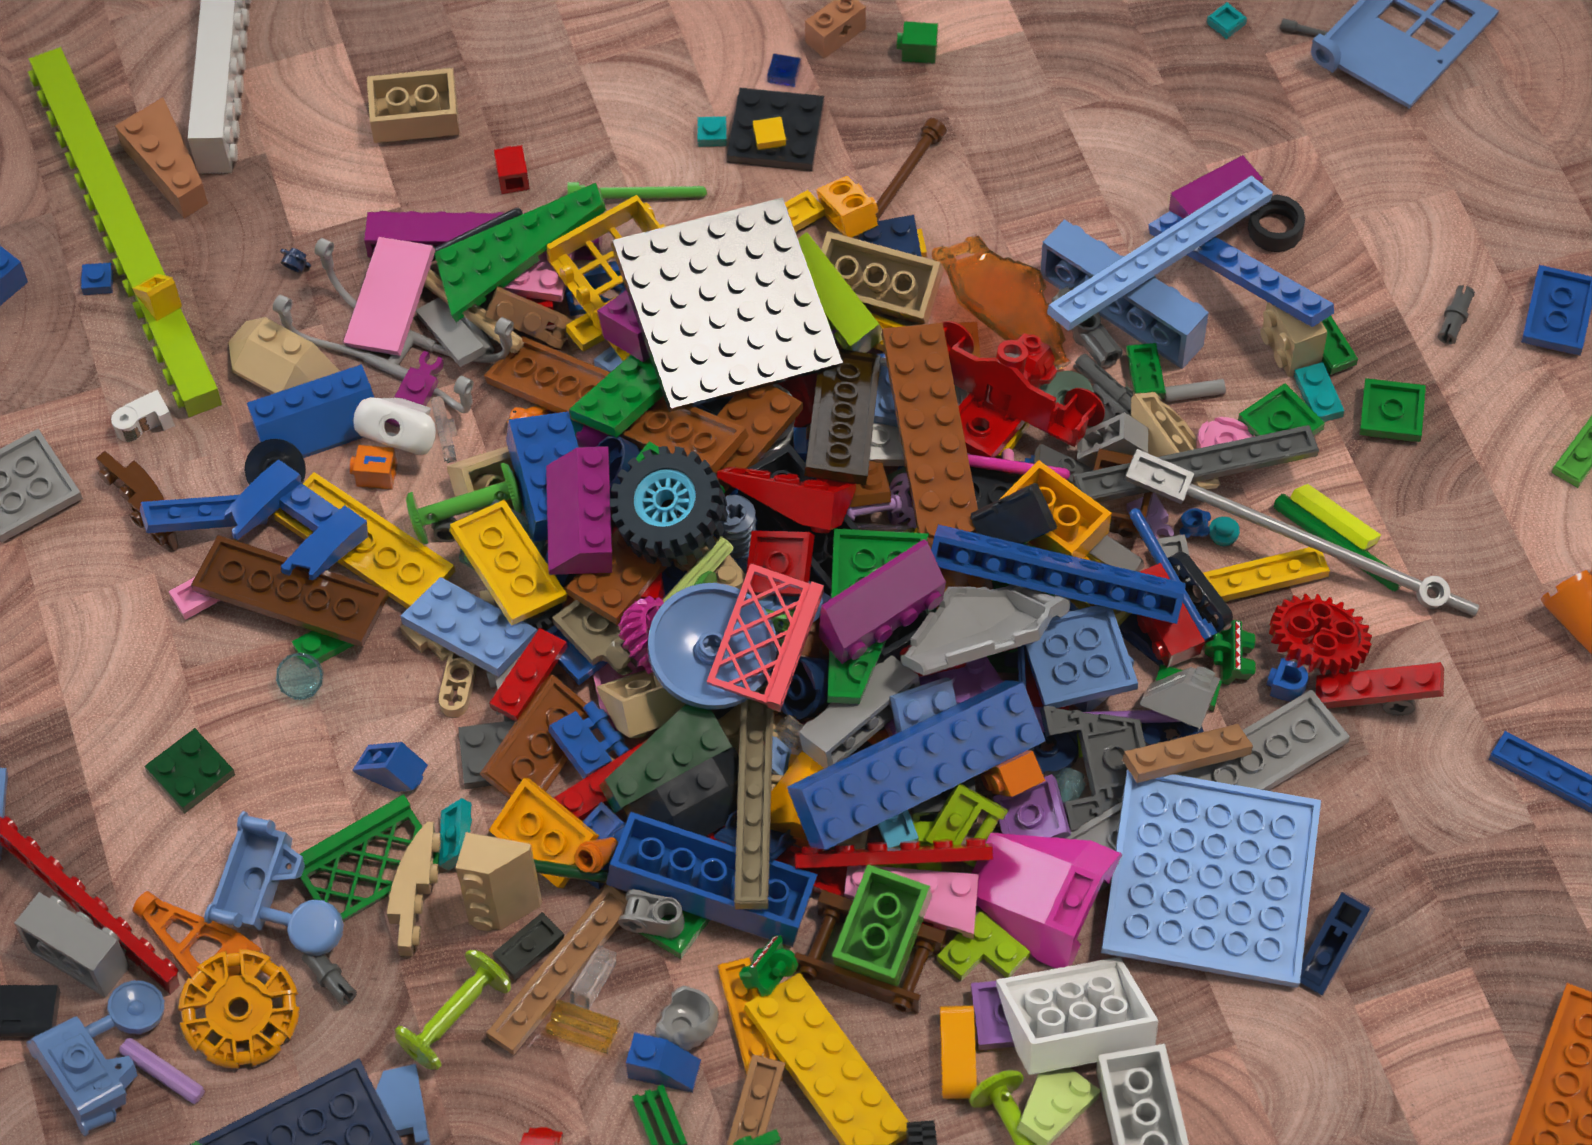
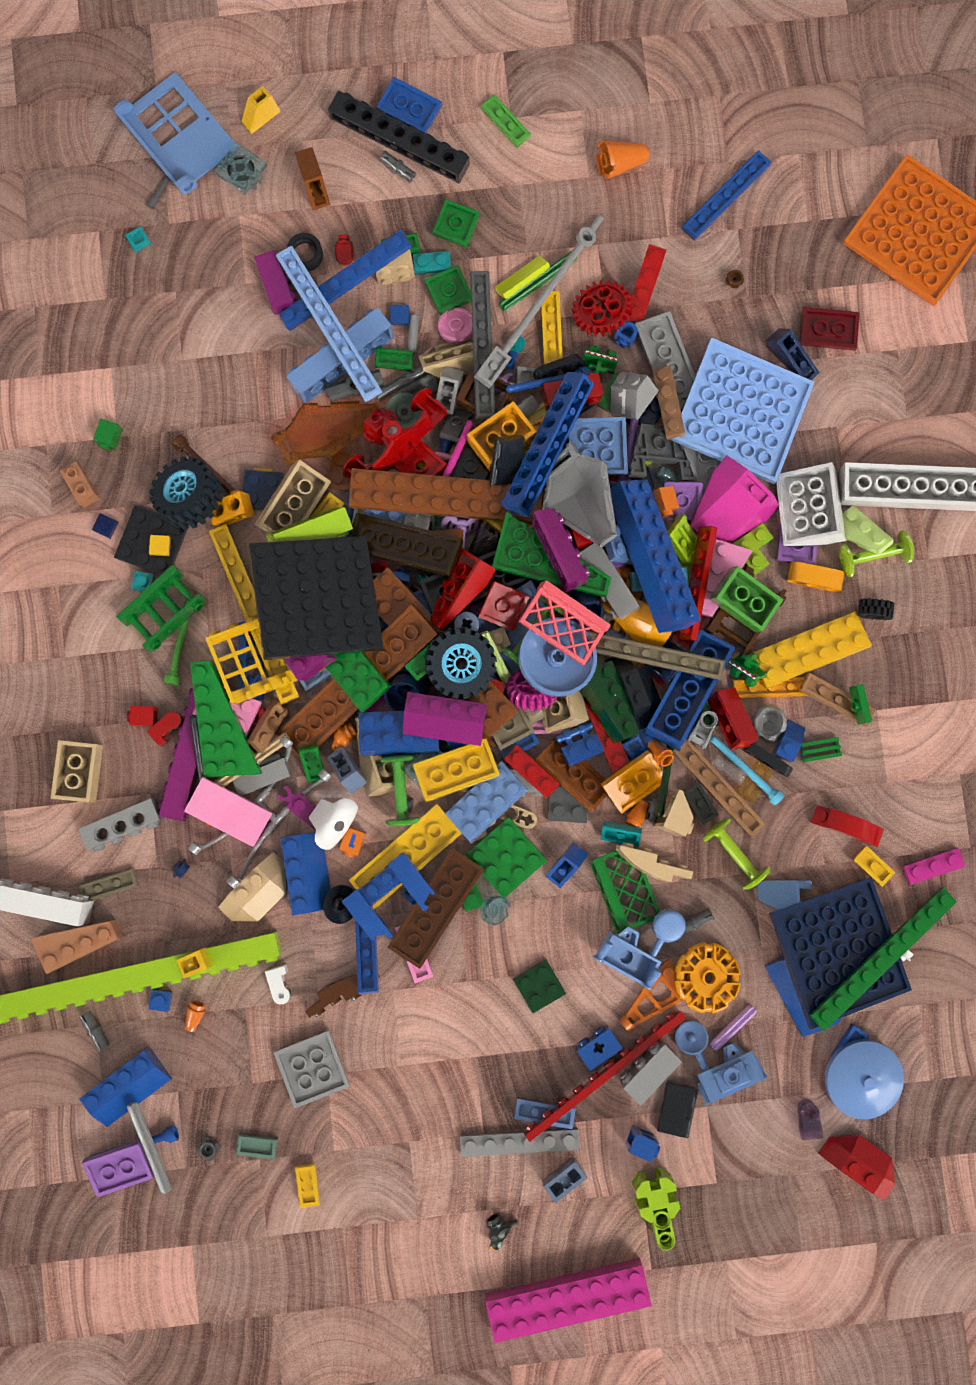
camera: 80 degrees left, 25 degrees up
(41, 207) = (94, 1031): none -> dark grey pin
(81, 321) = (194, 1014): none -> orange cone
(87, 864) = (595, 1057): none -> blue brick
(257, 185) = (109, 885): none -> dark tan tile
(344, 173) = (91, 833): none -> light grey brick
(387, 679) = (507, 857): none -> green plate
(480, 428) = (346, 770): none -> sand blue brick
(488, 386) = (311, 761): none -> green plate
(496, 196) = (164, 727): none -> red leg
(564, 1054) = (774, 795): none -> medium azure piece
(628, 1023) = (768, 759): none -> black beam
(679, 956) = (733, 718): none -> red brick
(688, 138) = (151, 594): none -> green fence
(853, 142) = (186, 492): none -> black wheel
(1220, 366) = (399, 314): none -> blue tile
(1299, 269) = (344, 250): none -> red arm
(1372, 118) = (241, 170): none -> clear light blue piece
(1394, 205) = (312, 178): none -> dark orange slope
(1403, 992) = (829, 328): none -> dark red plate
(1444, 821) = (734, 274): none -> reddish brown plate
(1477, 119) = (259, 109): none -> yellow slope
(1506, 287) = (403, 145): none -> black brick

